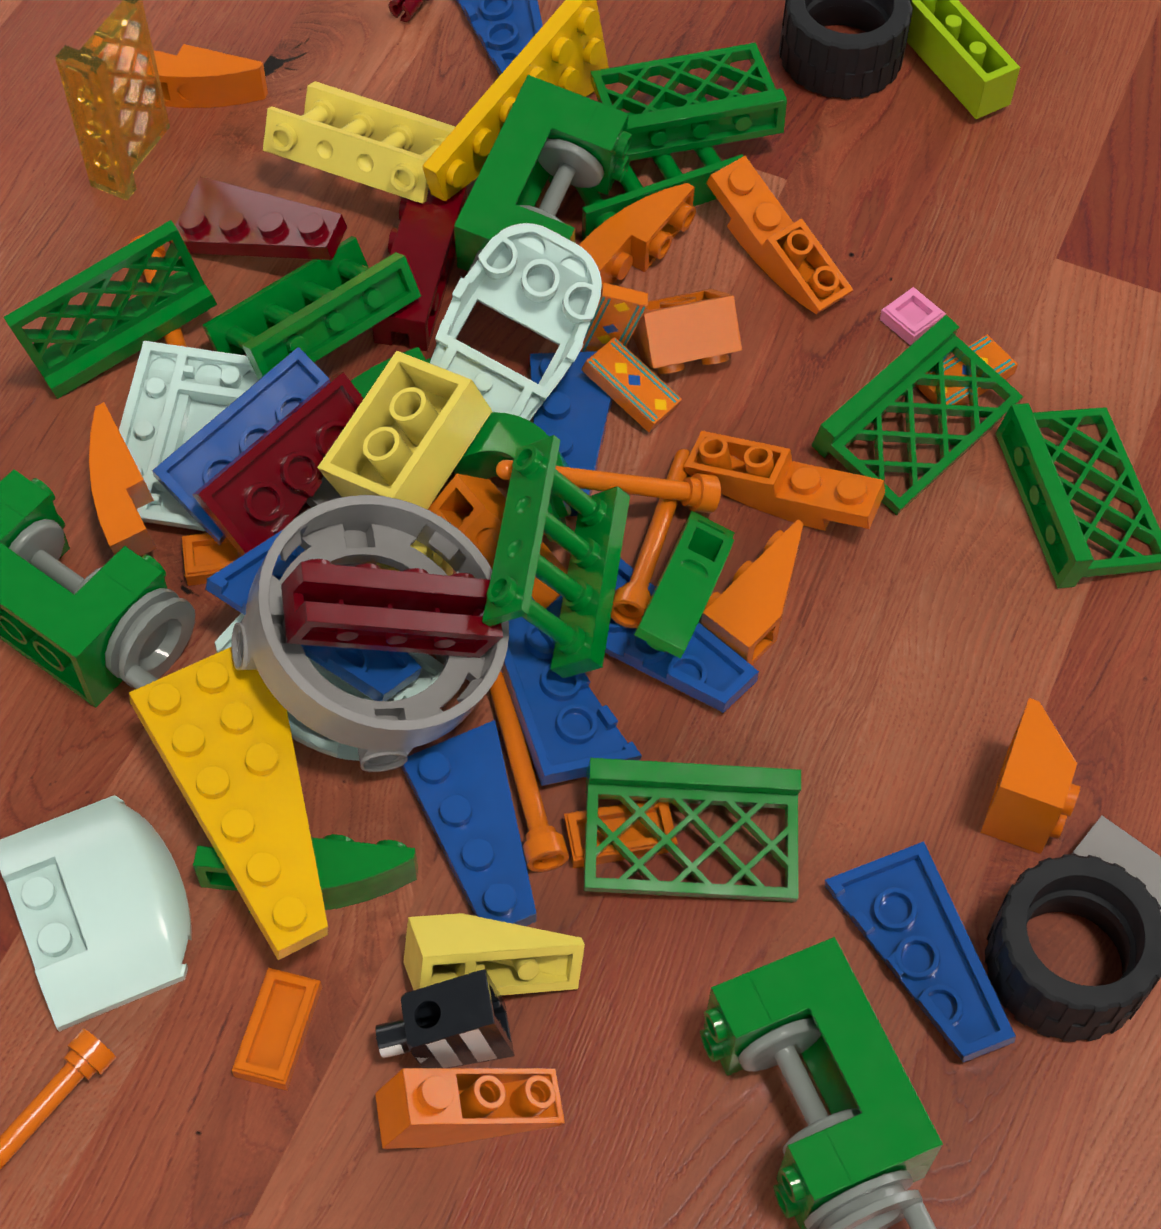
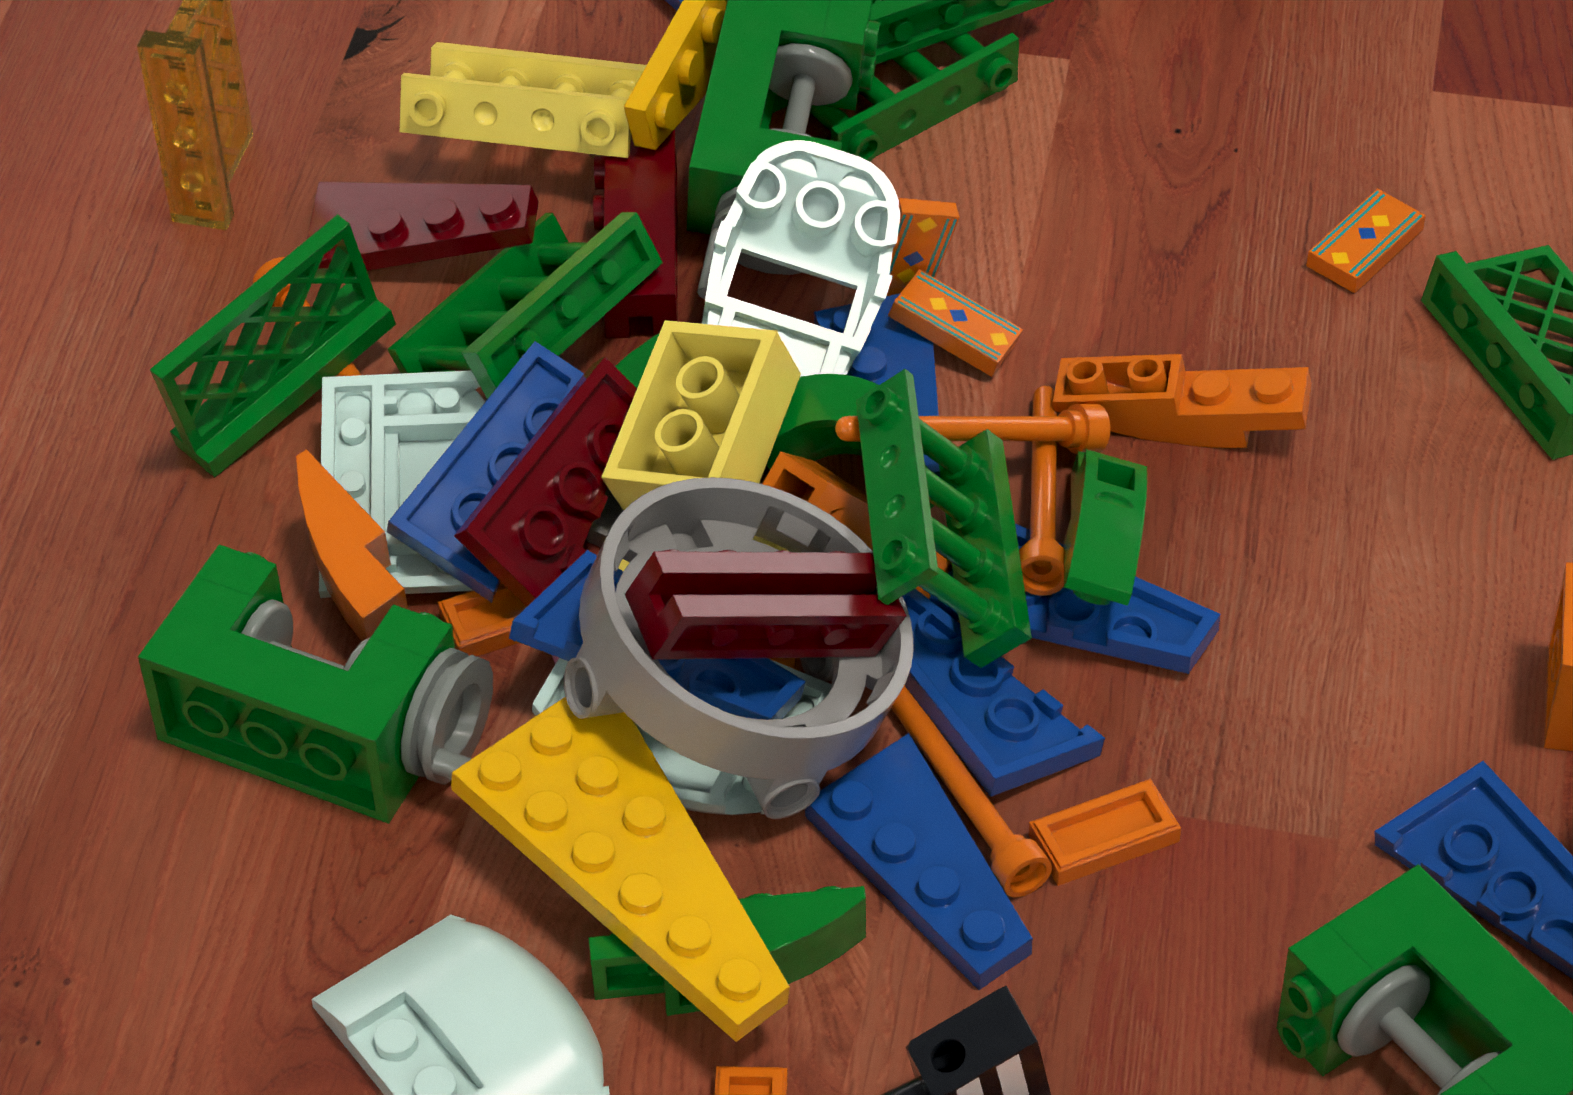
camera: 10 degrees left, 10 degrees down
(207, 78) = (293, 64): orange slope -> none
(512, 954) = (1048, 983): light yellow slope -> none
(640, 232) = (918, 138): orange slope -> none
(688, 329) = (1009, 245): orange slope -> none
(692, 785) = (1187, 751): green fence -> none
(753, 606) = (1191, 531): orange slope -> none
(776, 243) = (1087, 134): orange slope -> none
(898, 381) = (1288, 257): green fence -> none
(911, 315) = (1277, 186): bright pink tile -> none

